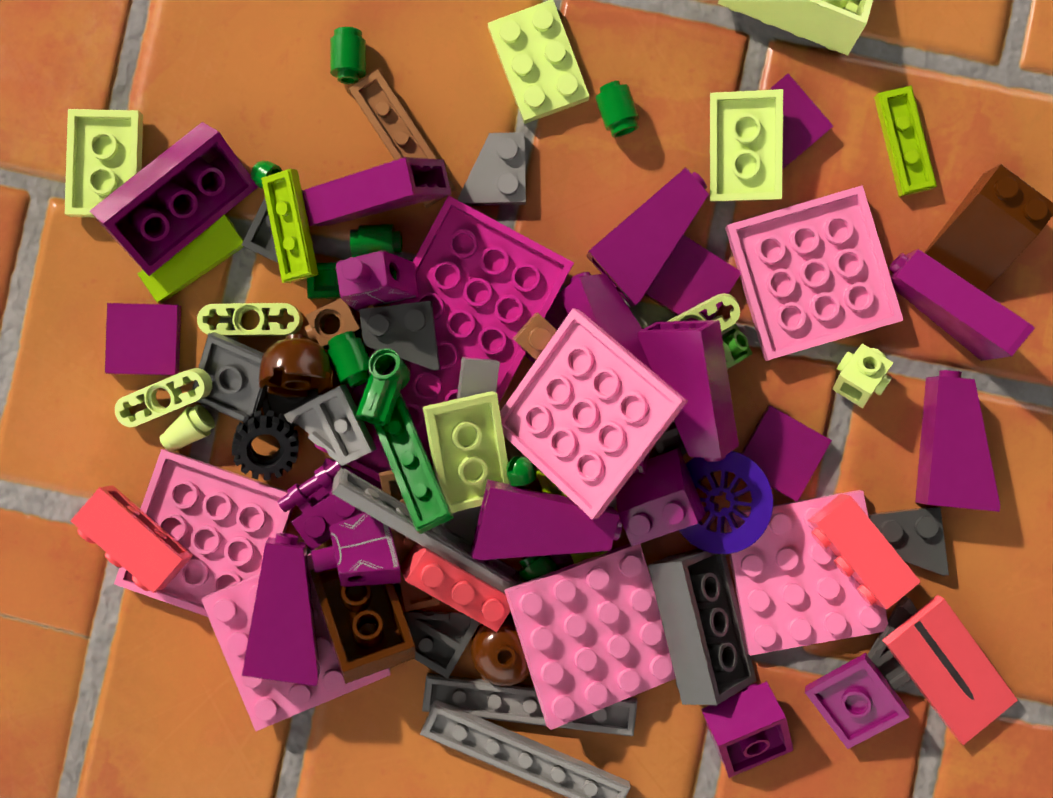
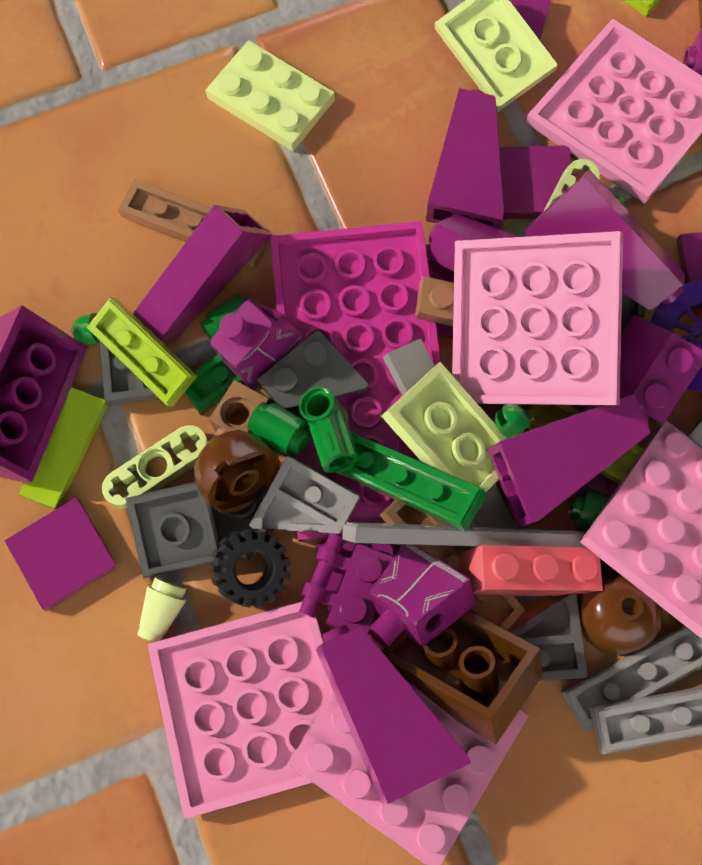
camera: 30 degrees left, 15 degrees down
(131, 539) = (174, 752): coral brick -> none
(171, 385) = (110, 623): yellowish green beam -> none
(347, 55) = (99, 185): green brick -> none
(498, 172) = (300, 198): light grey wing -> none
(617, 109) = (366, 86): green brick -> none

